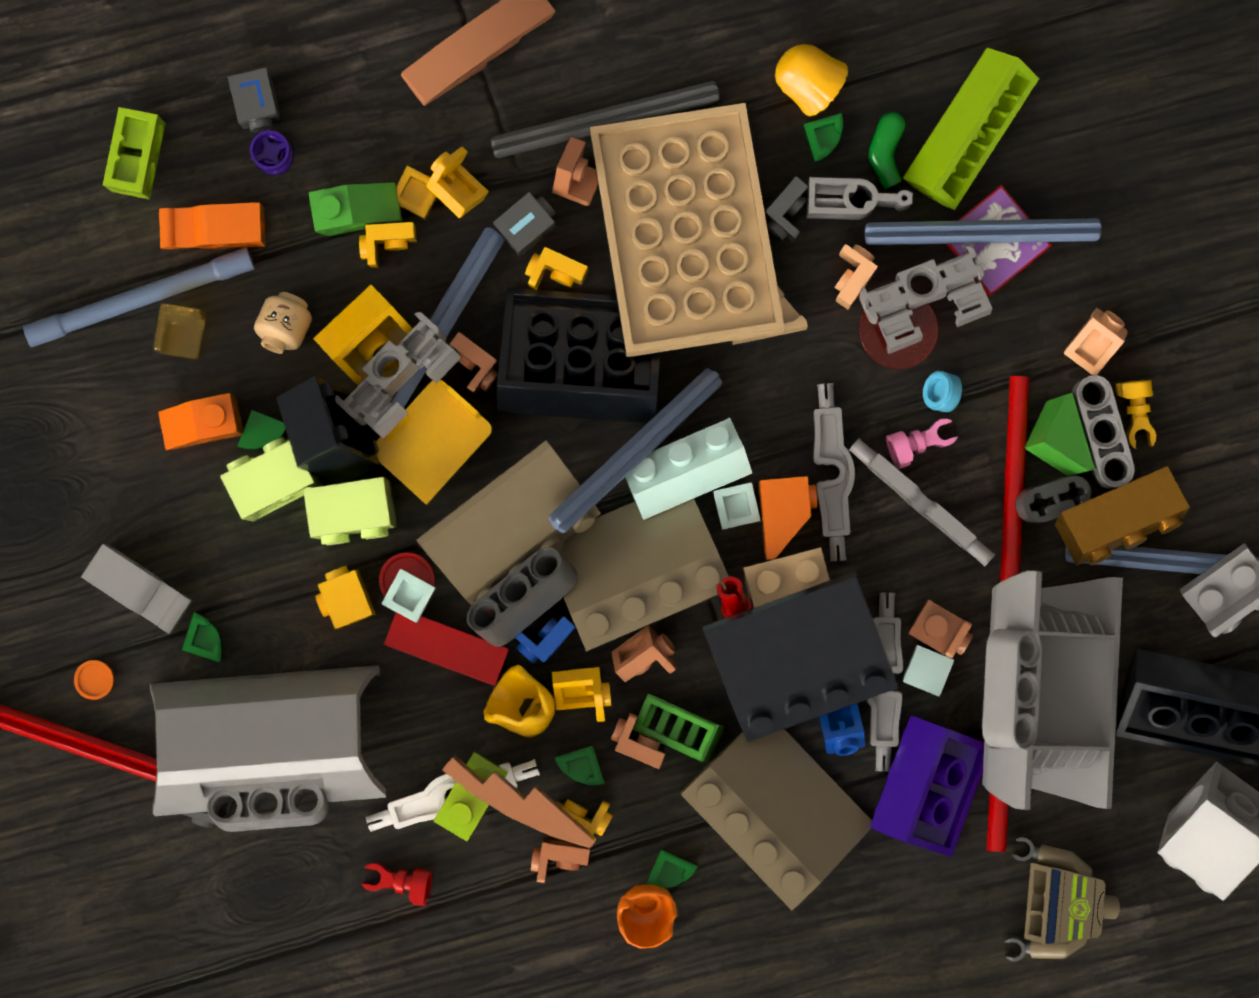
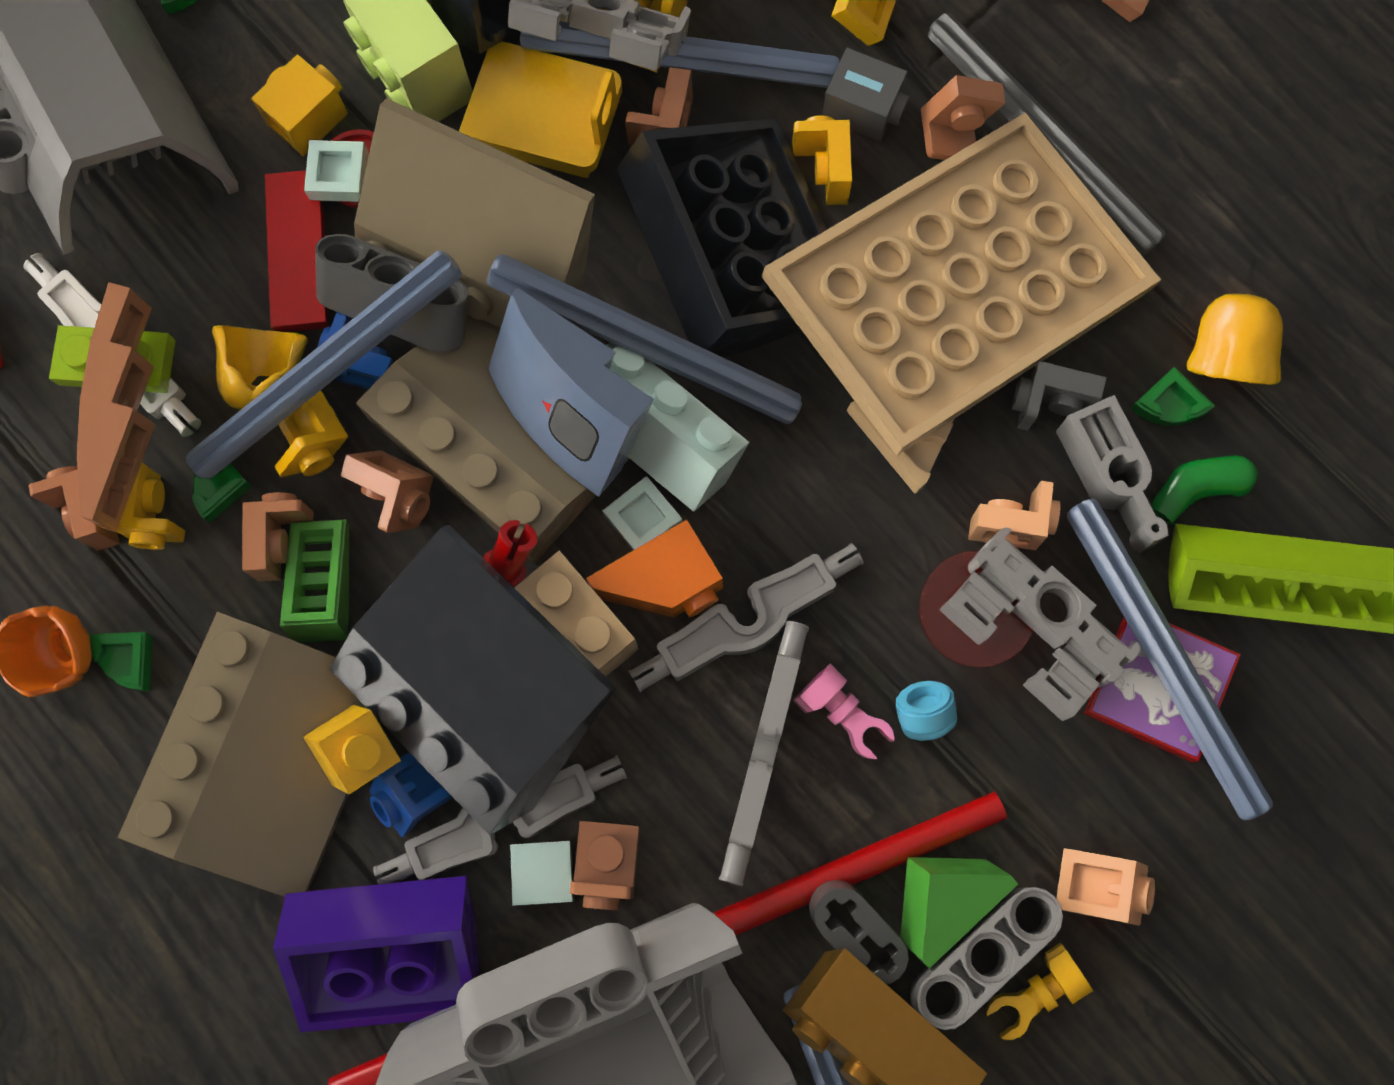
camera: 65 degrees right, 10 degrees down
(556, 660) = (324, 364): none -> sand blue axle
(650, 517) = (565, 393): none -> sand blue slope
(802, 749) = (351, 748): none -> yellow brick

